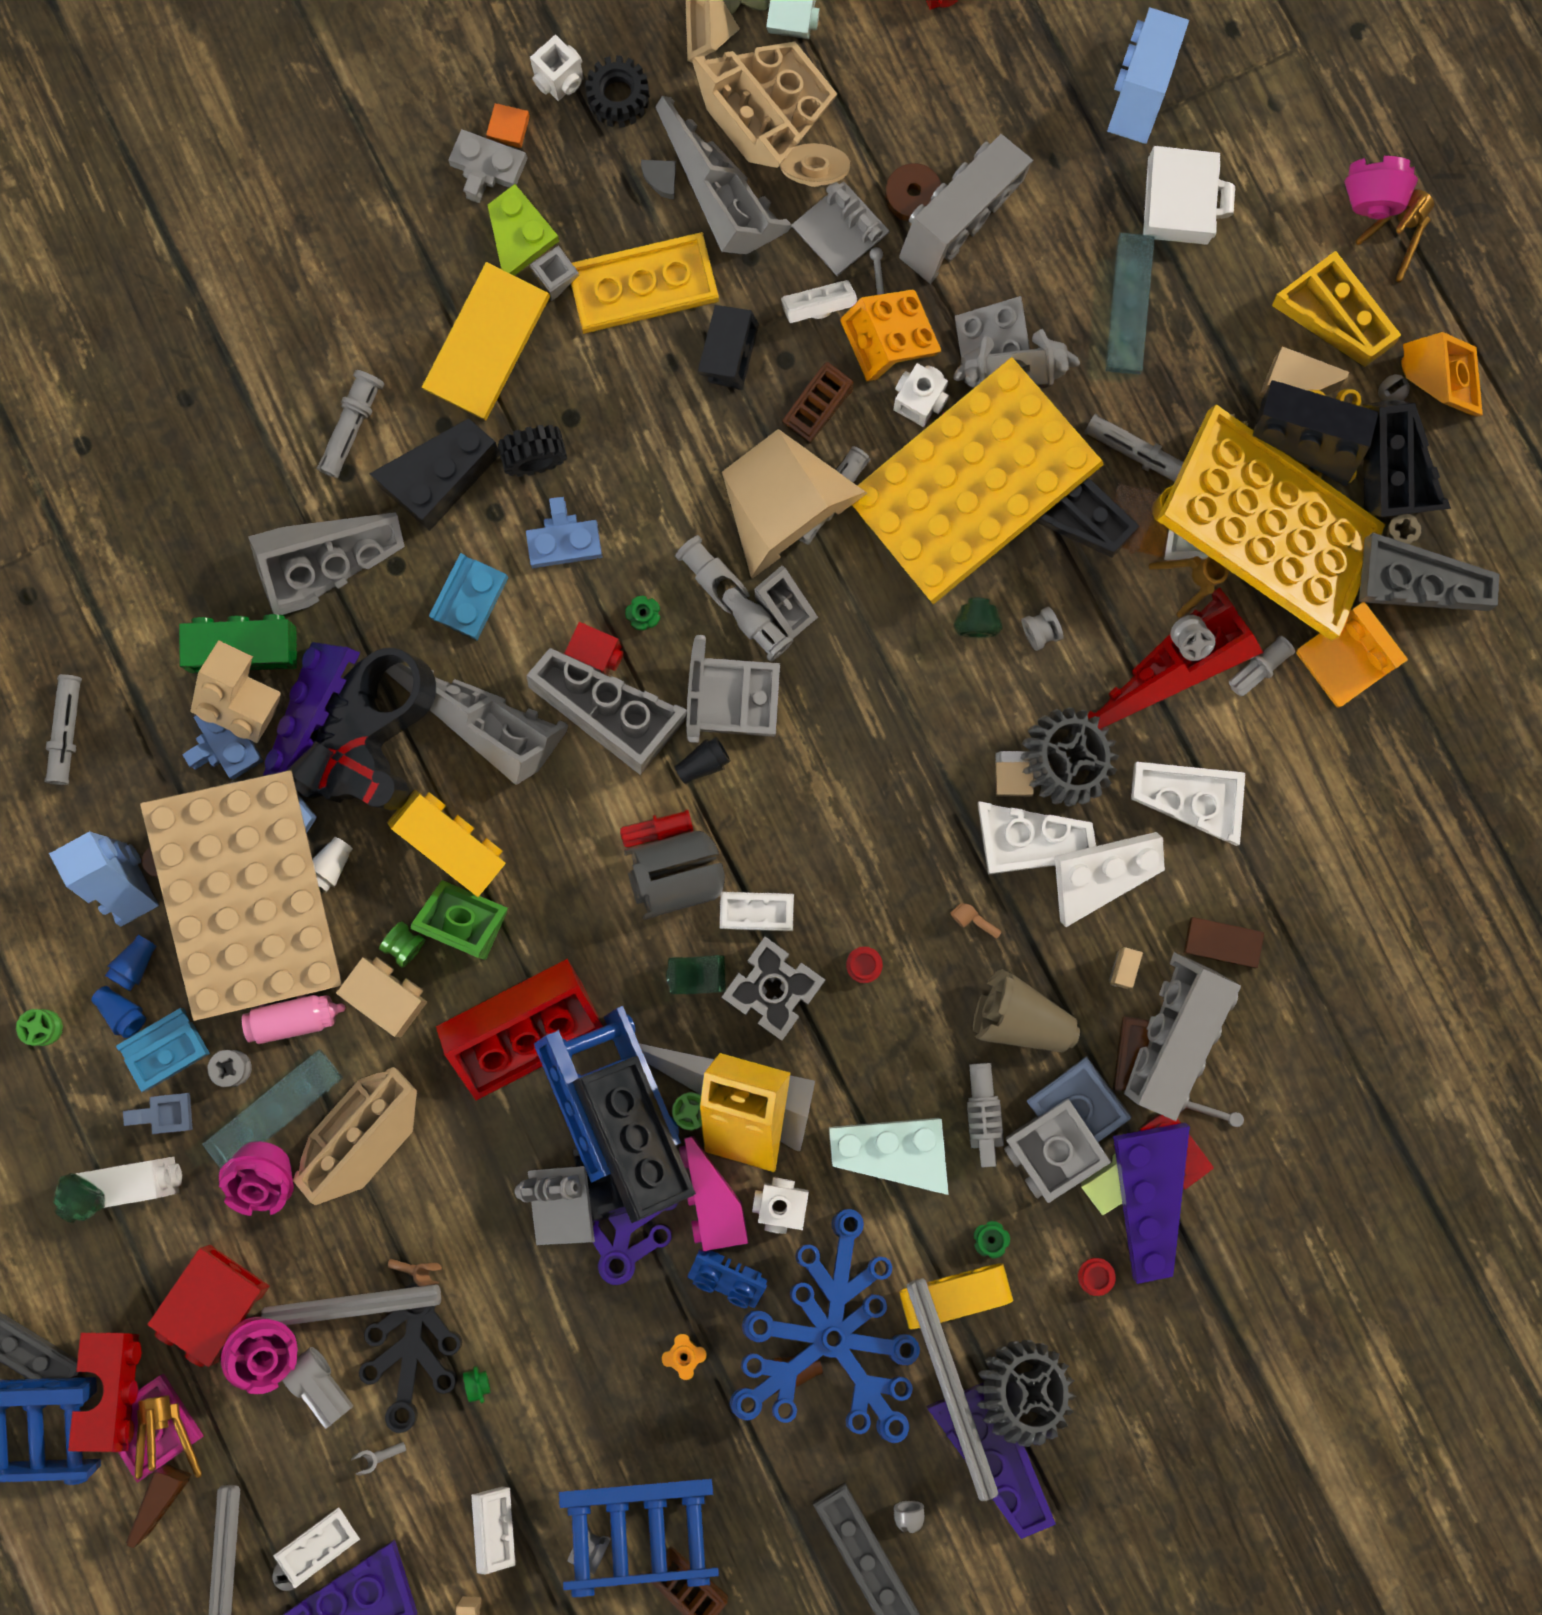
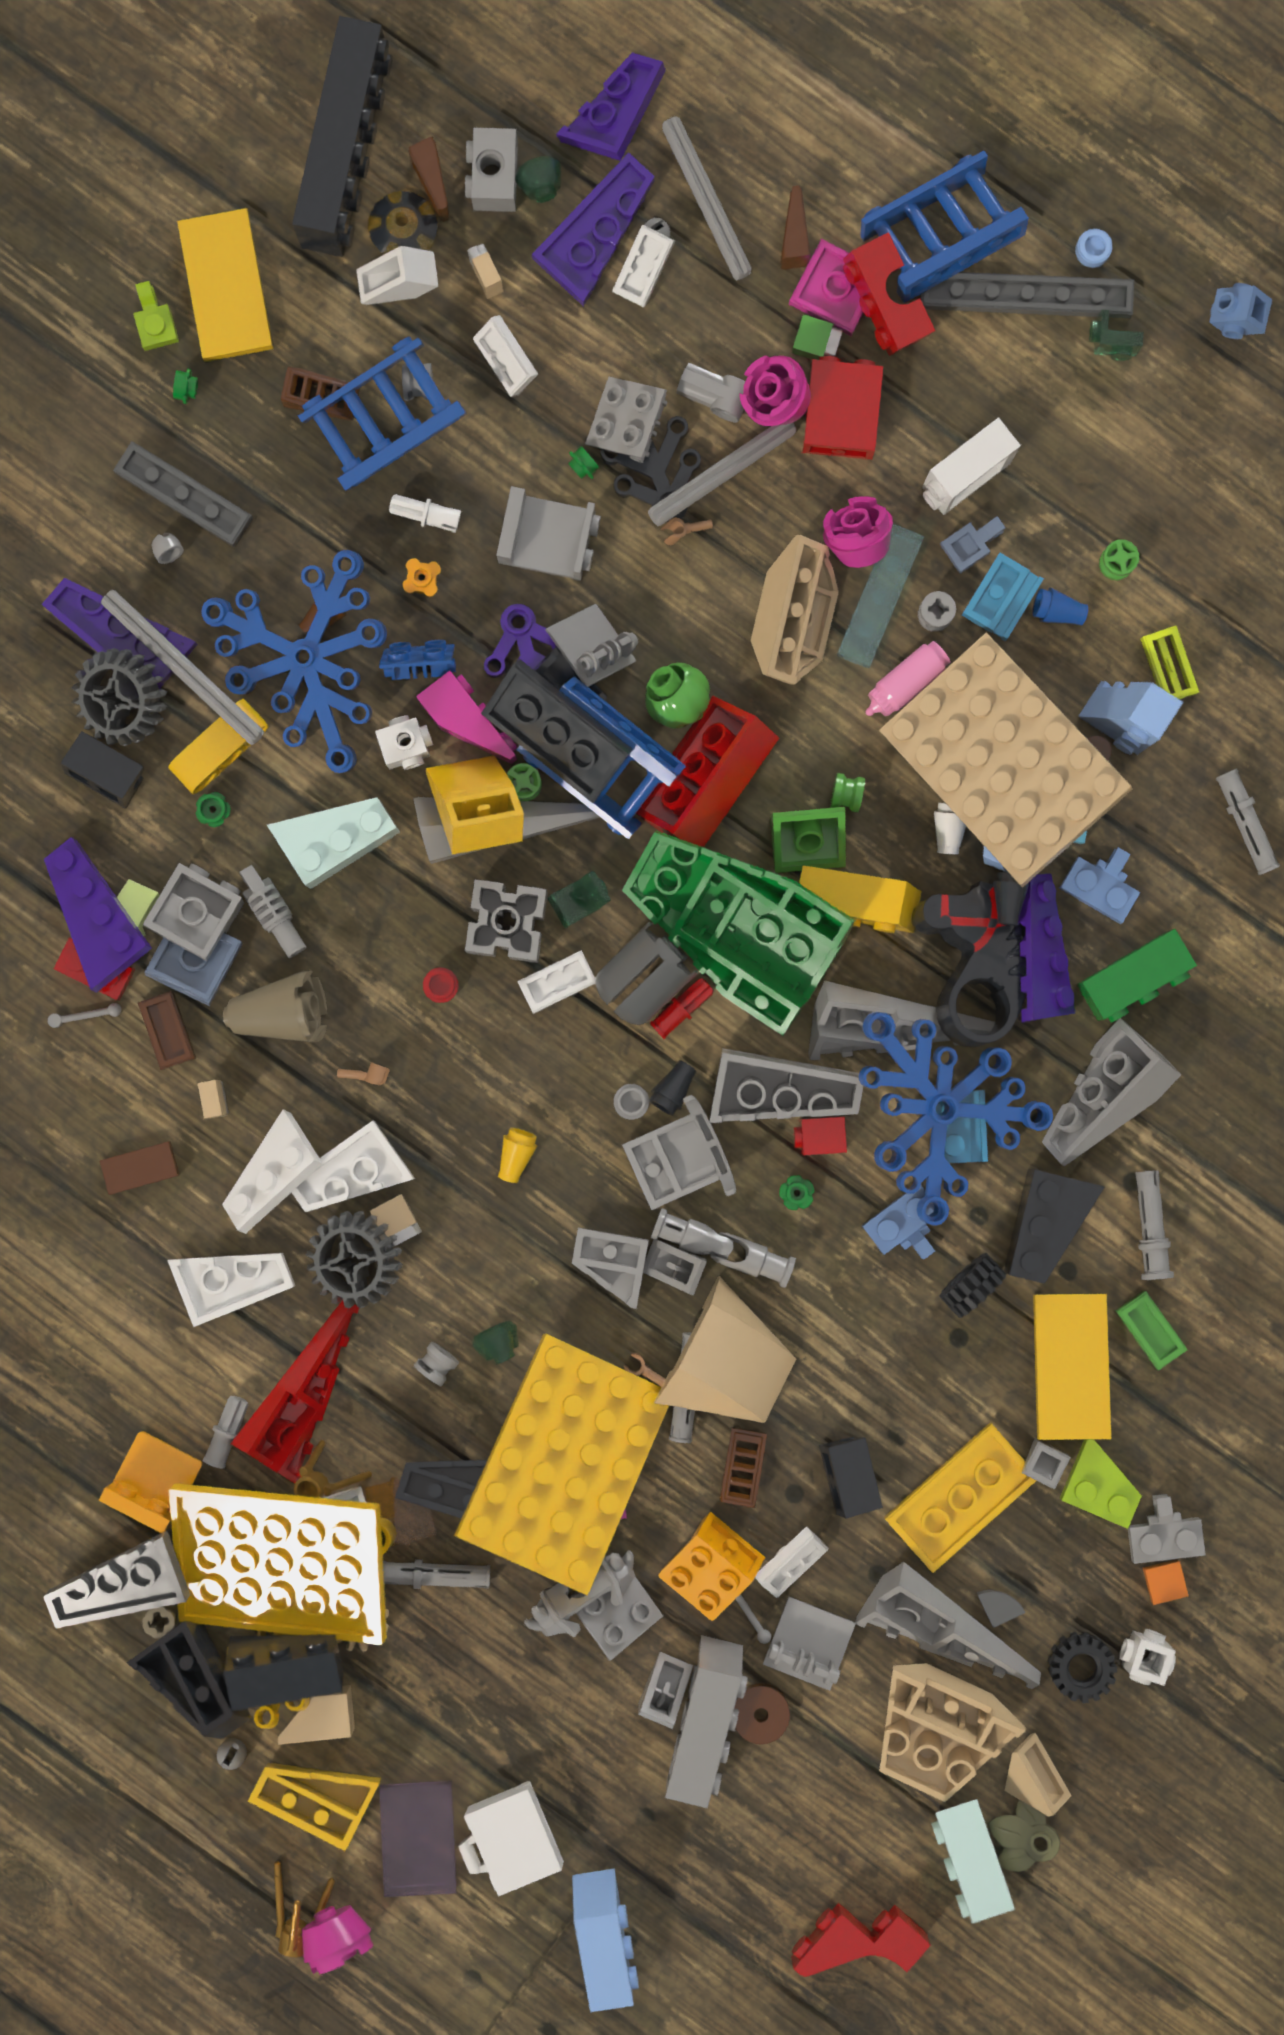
camera: 150 degrees right, 5 degrees up
(36, 908) = (1155, 666): none -> neon yellow tile
(77, 1198) = (993, 434): clear green cone -> none
(131, 963) = (1071, 654): blue cone -> none
(152, 1416) = (836, 297): pearl gold plant -> none
(195, 1387) = (816, 338): none -> bright green piece
(231, 697) = (1111, 925): tan brick -> none
(378, 1456) = (635, 361): light grey hand -> none
(382, 996) = (839, 740): tan brick -> none
(401, 338) = (1151, 1330): none -> bright green tile
(411, 1405) = (627, 418): none -> light grey hinge
(480, 654) = (915, 1075): none -> blue plant
(506, 1115) = (677, 695): none -> bright green plant
(545, 1333) = (547, 535): none -> light grey panel
(562, 870) = (741, 925): none -> green wedge
(647, 1417) = (427, 513): none -> white axle
(747, 769) = (631, 1101): none -> light grey plate
(815, 164) = (861, 1691): tan dish -> none
(838, 637) = (612, 1261): none -> light grey wing
(860, 528) = (645, 1371): none -> medium nougat hand
(872, 778) = (516, 1153): none -> yellow cone
(921, 394) = (649, 1510): white brick -> none
(987, 249) = (664, 1690): none -> light grey slope
(1075, 1332) = (103, 769): none -> black hinge
(1096, 1276) = (108, 825): red plate -> none
(1130, 303) = (510, 1711): clear light blue tile -> none
(1181, 1036) = (136, 1064): light grey wedge -> none
(1192, 637) = (298, 1423): light grey wheel -> none
(1265, 238) = (418, 1839): none -> tile
(1445, 370) = (191, 1792): light orange slope -> none

